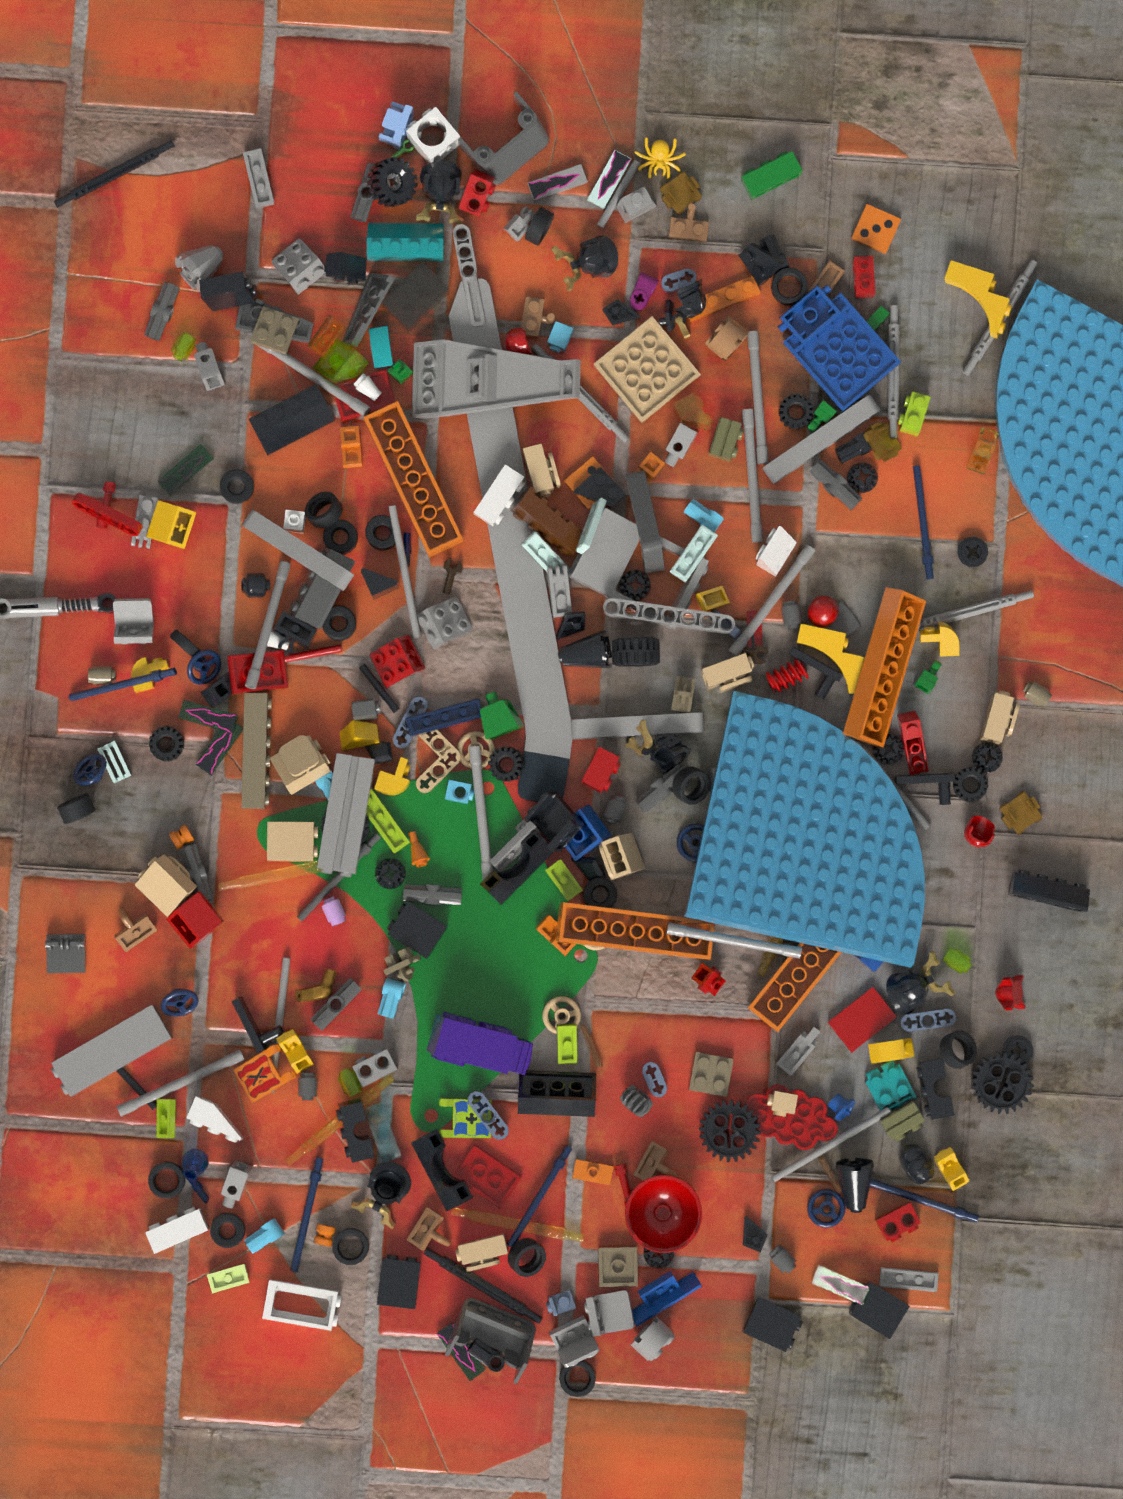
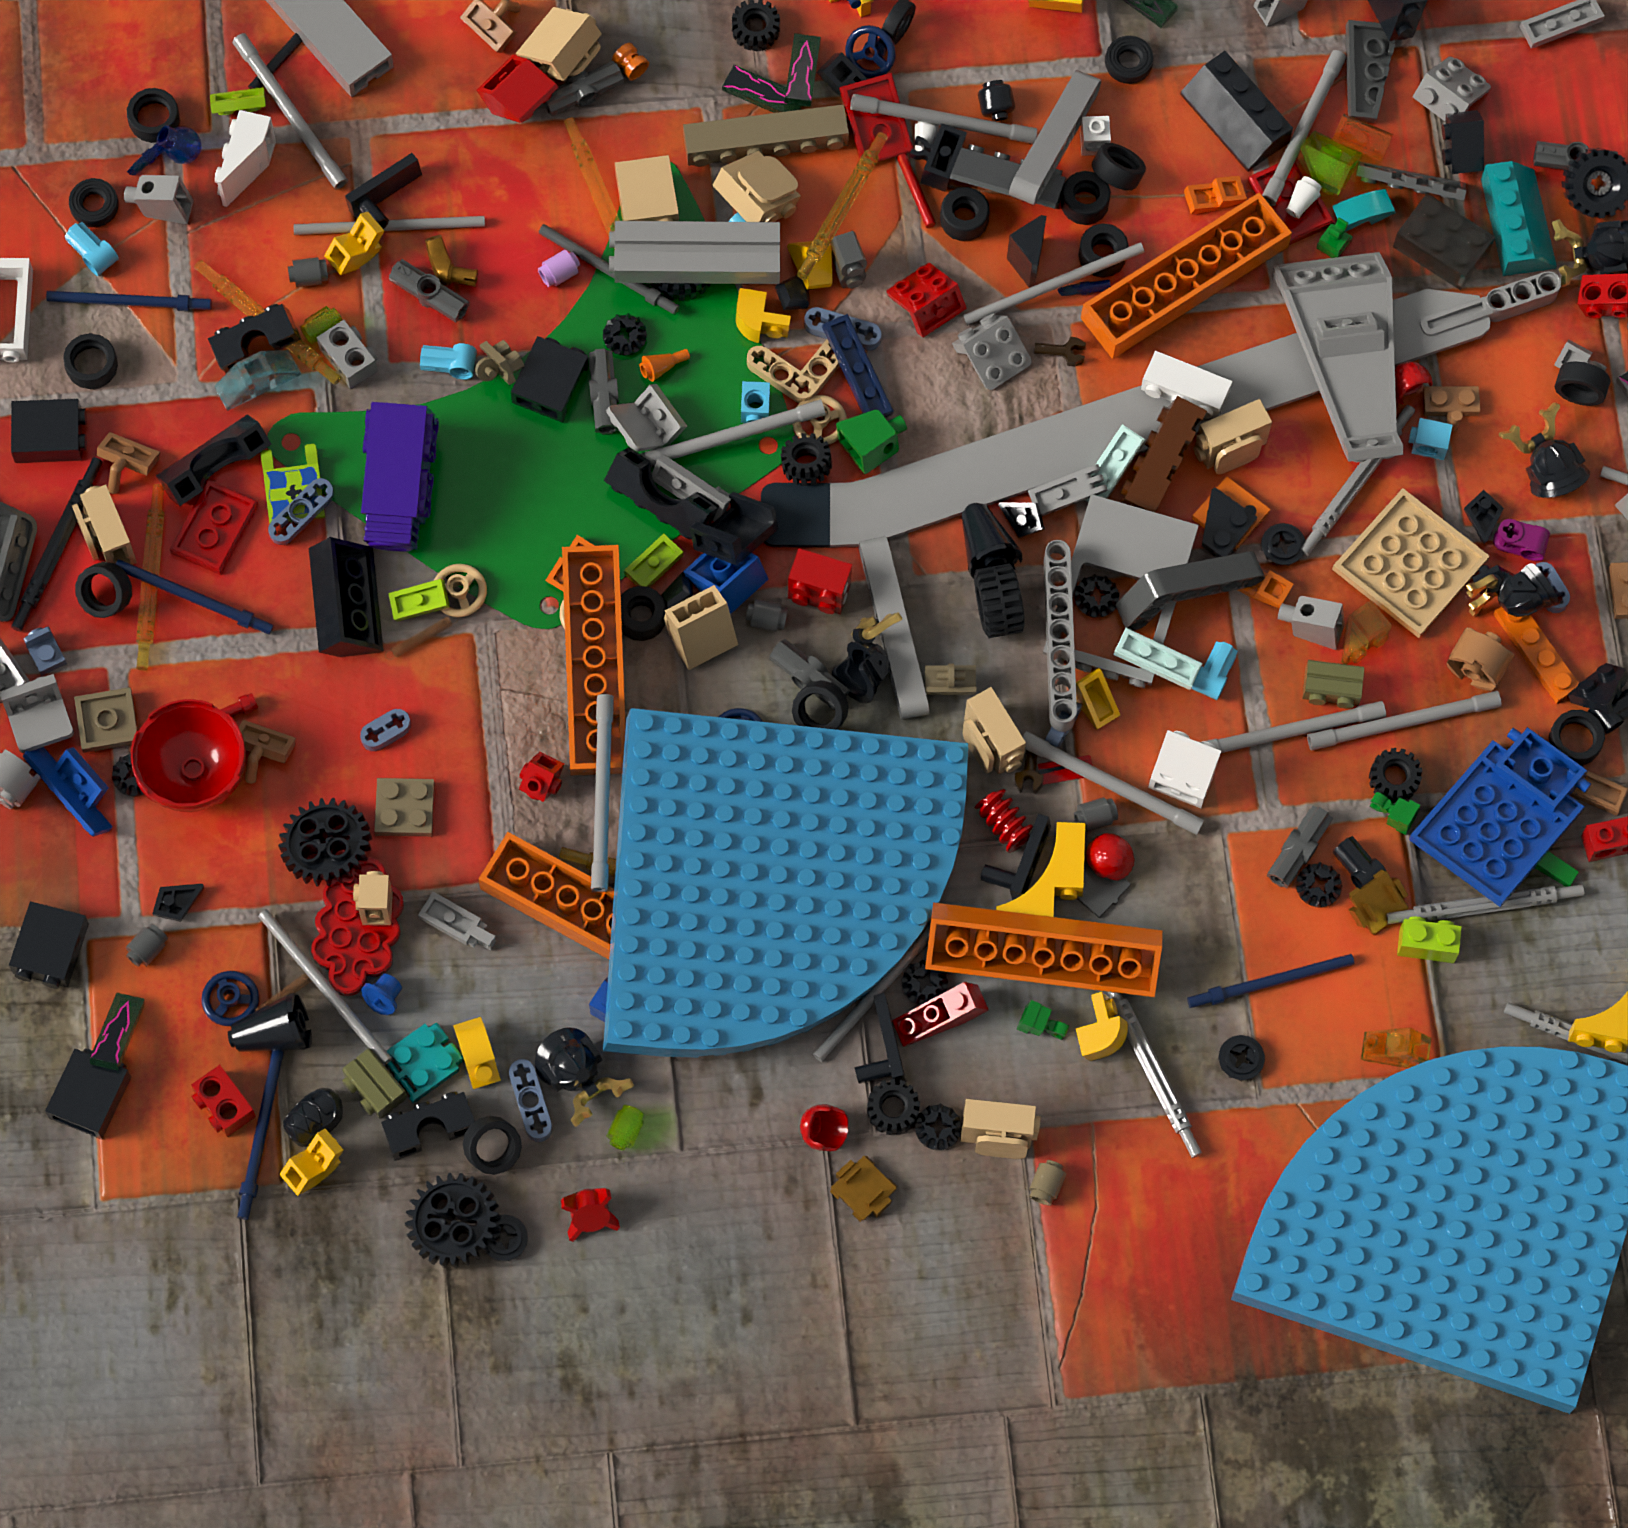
camera: 80 degrees right, 15 degrees down
(176, 1229) = (85, 136): white brick -> none
(178, 999) = (403, 90): dark blue piece -> none
(228, 1278) = (26, 212): yellowish green plate -> none
(261, 1076) = (314, 210): flag -> none
(274, 330) = (1355, 67): dark tan plate -> none
(324, 1230) = (102, 324): orange wheel -> none
(326, 707) = (842, 205): none -> clear yellow axle
(379, 688) = (883, 282): black bar -> none
(385, 824) = (695, 314): lime plate -> none
(388, 1184) = (181, 390): black helmet -> none
(462, 869) = (648, 421): none -> light grey bracket
(591, 525) = (1157, 506): light aqua tile -> none
(592, 1172) = (239, 666): orange plate -> none
(613, 459) = (1290, 535): none -> black gear
(636, 1101) = (349, 704): dark grey gear -> none
(821, 439) = (1363, 817): light grey beam -> none
(862, 1019) = (516, 1006): red tile -> none
(908, 1279) = (139, 1133): light grey tile -> none
(1049, 892) = (751, 1243): black slope -> none

